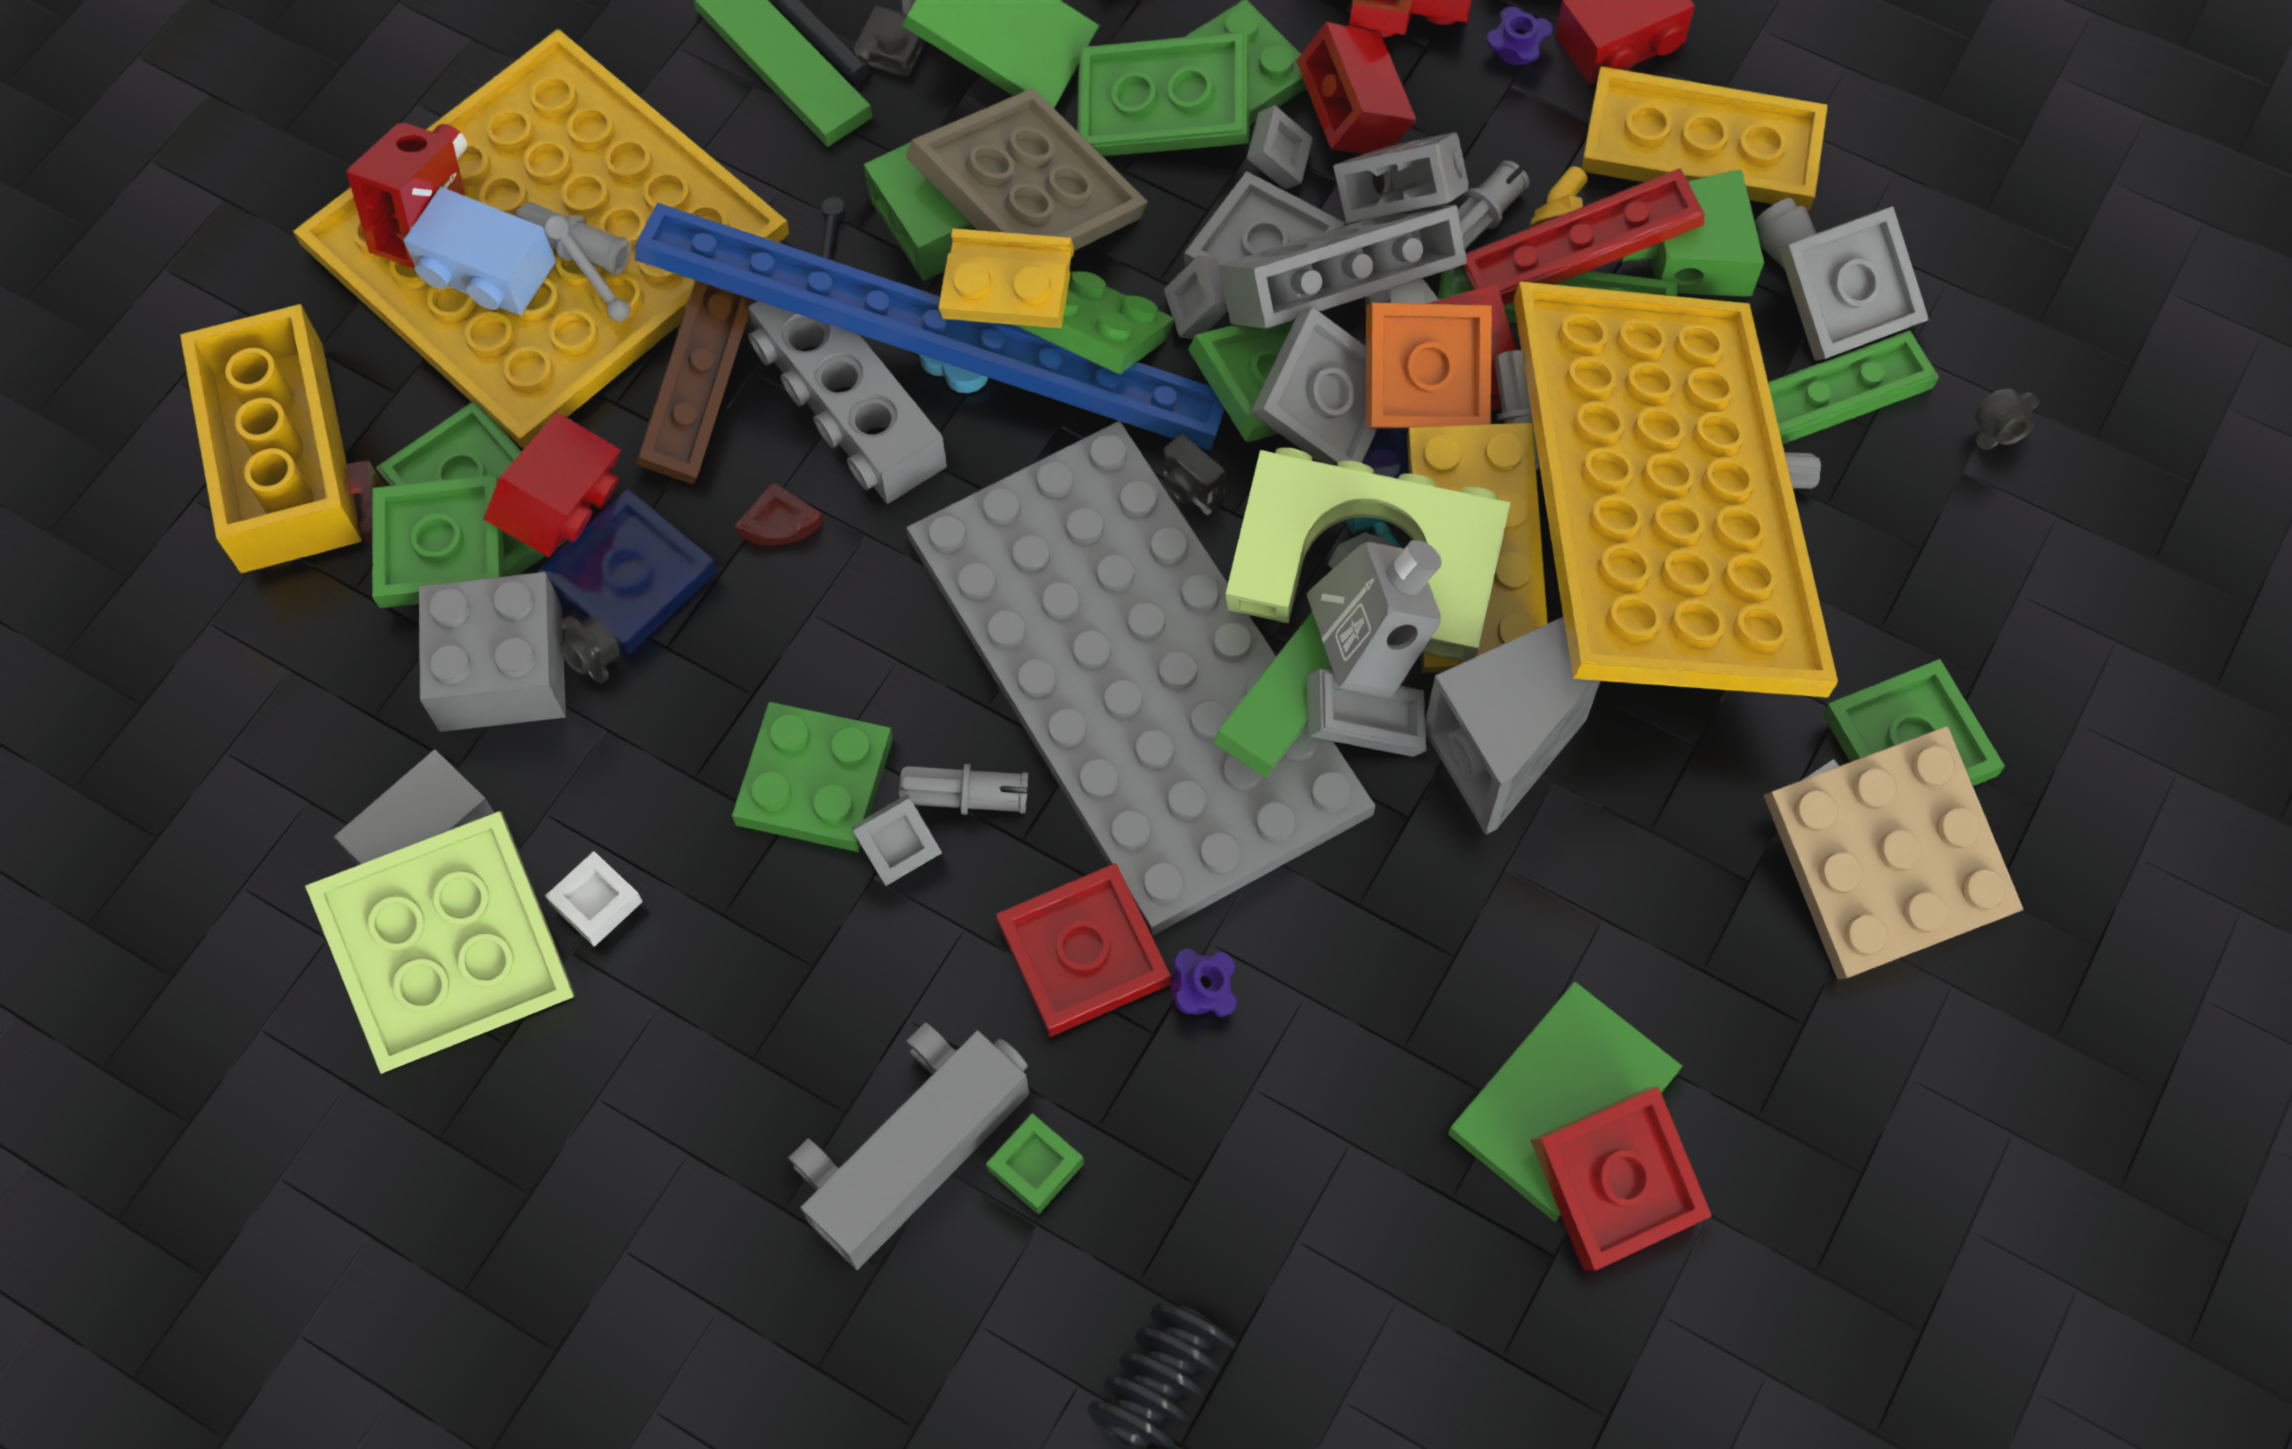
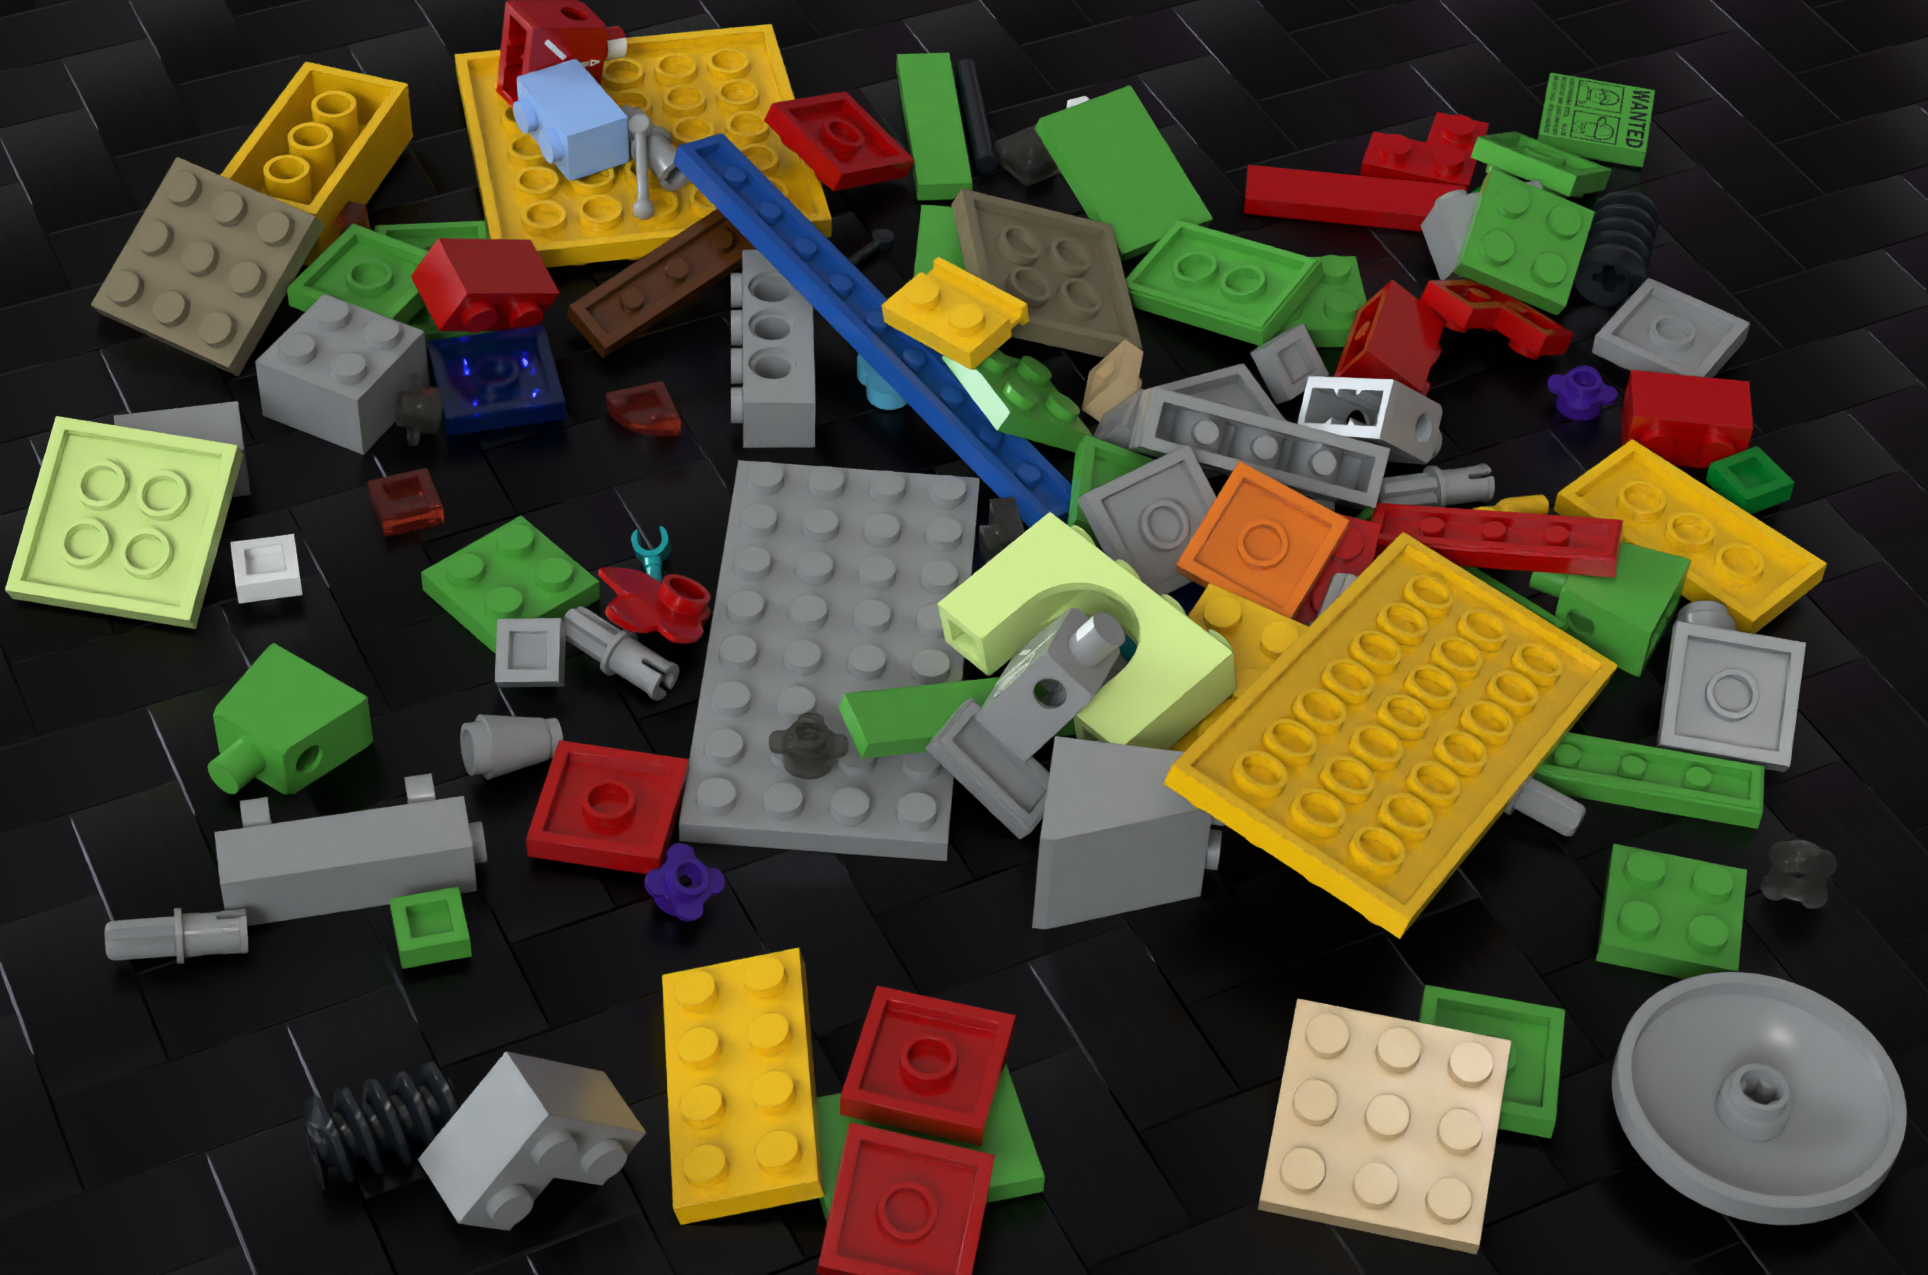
camera: 30 degrees right, 20 degrees down
(274, 615) = (207, 265): none -> dark tan plate
(650, 747) = (405, 502): none -> clear red tile
(729, 131) = (838, 140): none -> red plate
(750, 1049) = (286, 725): none -> bright green torso
(834, 1315) = (178, 935): none -> light grey axle
(918, 679) = (652, 558): none -> teal hand
(950, 942) = (507, 743): none -> light grey cone
(966, 725) = (645, 605): none -> red plate
(1153, 253) = (1113, 380): none -> tan plate
(1206, 808) = (808, 747): none -> clear smoke plate
(1296, 1315) = (521, 1131): none -> light grey brick
(1398, 1142) = (741, 1087): none -> yellow plate
(1537, 1033) = (928, 1065): none -> red plate
(1709, 53) = (1750, 480): none -> green plate
(1937, 513) = (1671, 914): none -> bright green plate
(2130, 652) = (1758, 1098): none -> light grey dish

